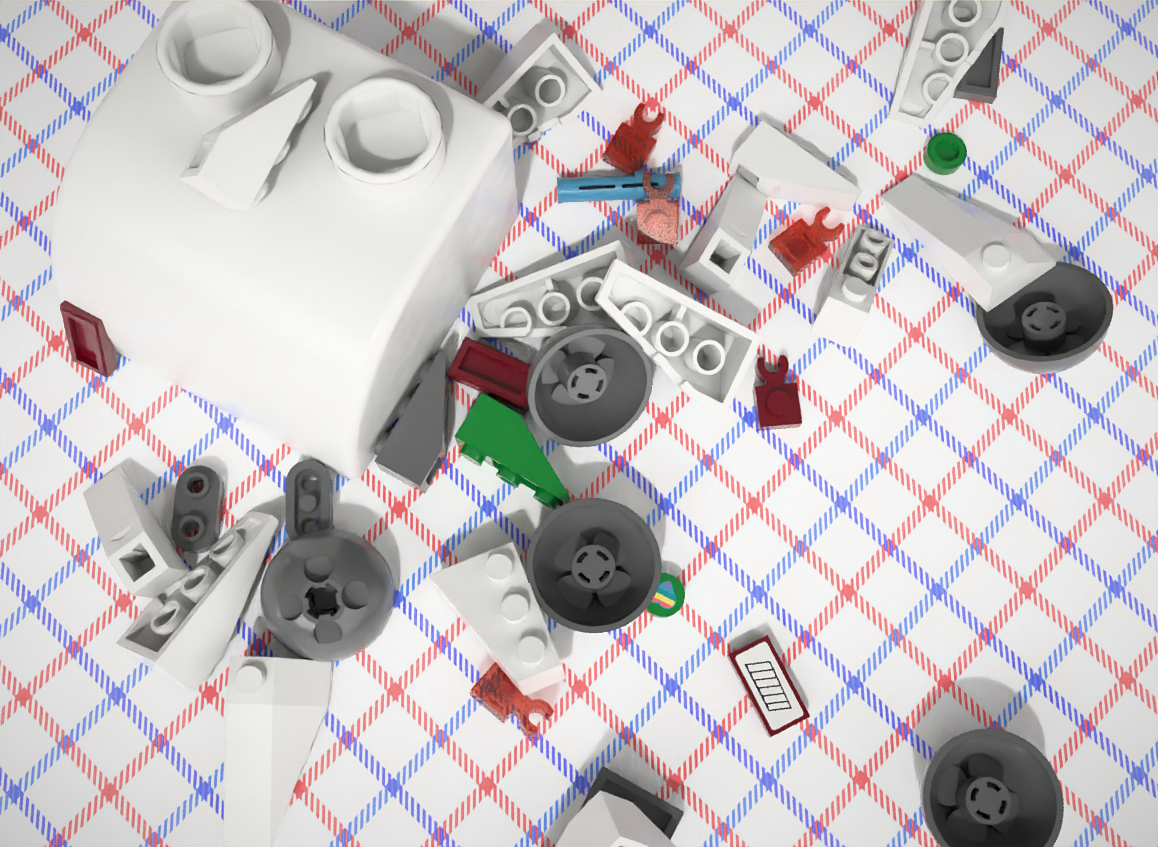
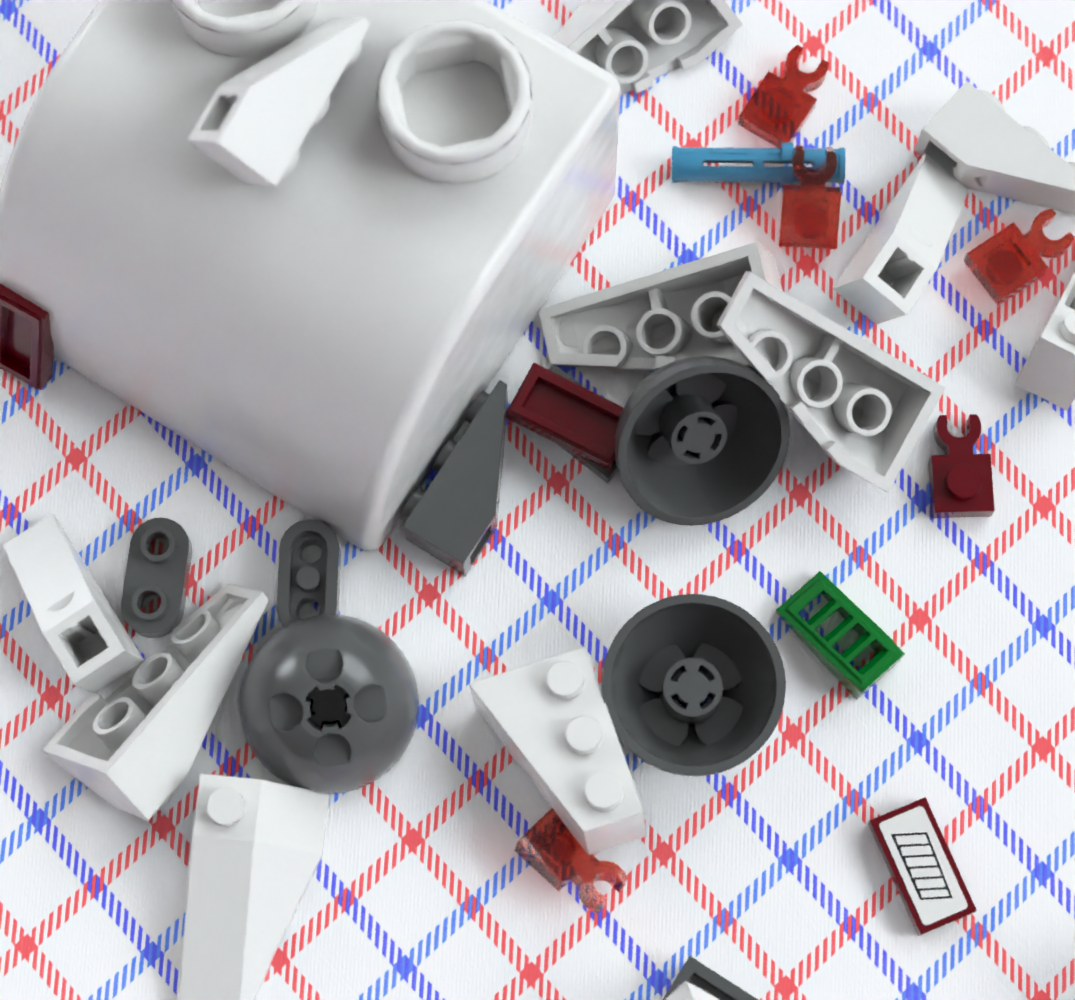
camera: 10 degrees right, 0 degrees up
(503, 441) = (581, 513): green slope -> none
(668, 598) = (791, 738): green tile -> none
(707, 507) = (854, 618): none -> green slope

